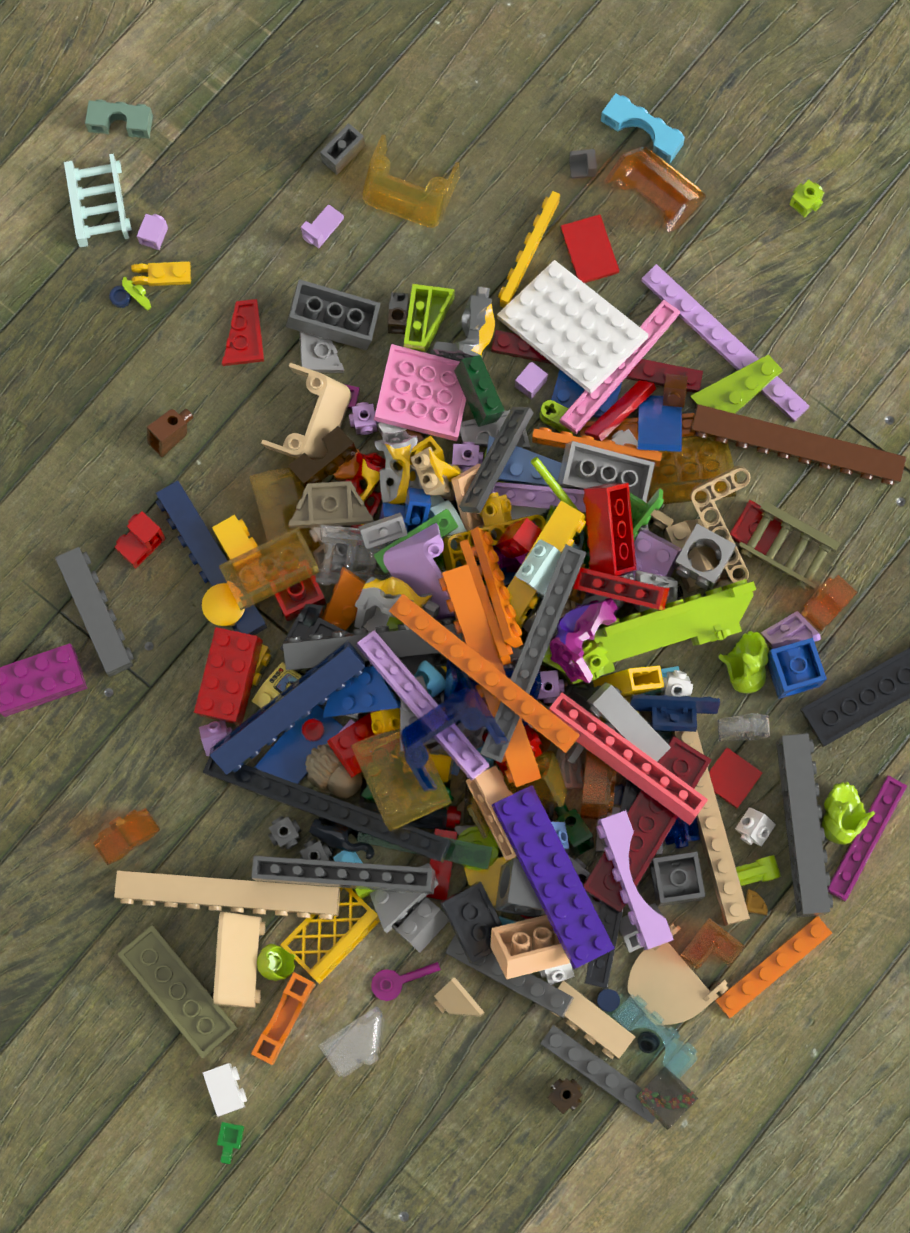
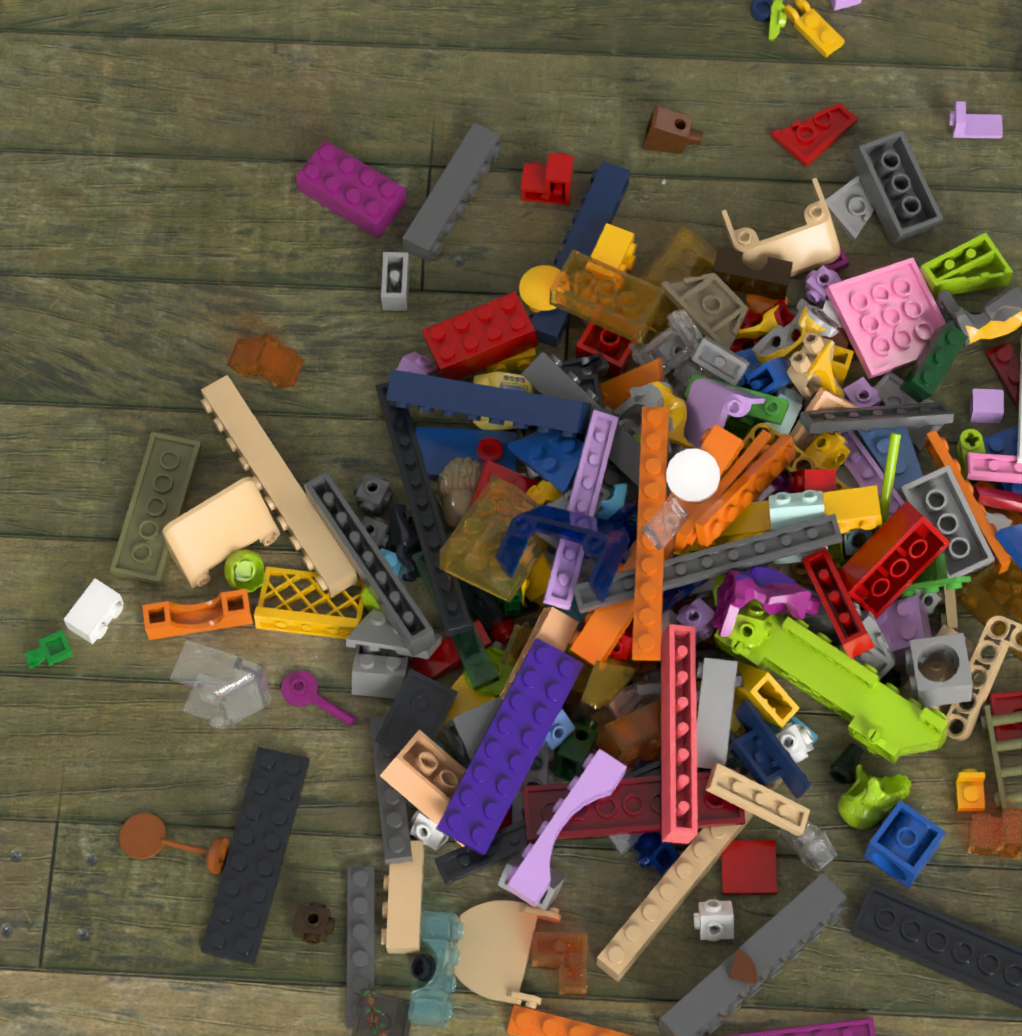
camera: 55 degrees right, 10 degrees down
(135, 701) = (395, 281): none -> light grey brick
(398, 313) = (948, 241): dark brown leg -> none
(416, 1167) = (146, 834): none -> dark orange piece
(456, 1000) = (331, 756): tan slope -> none
(466, 615) = (693, 475): none -> white tile
(486, 1100) = (255, 856): none -> black plate
(488, 659) = (666, 523): none -> clear plate
(608, 1000) = (437, 901): dark blue tile -> none
(677, 879) = (603, 877): dark grey brick -> none
(704, 740) = (757, 799): none -> tan plate
(709, 661) = (844, 767): none -> black cone
(755, 903) = (640, 978): pearl gold tile -> none
(761, 870) = (679, 960): lime piece -> none
(784, 598) = (970, 790): none -> yellow bracket
(790, 630) = (942, 815): lavender wing -> none
(810, 836) = (743, 968): none -> reddish brown tile
(844, 814) = (797, 997): lime hair -> none

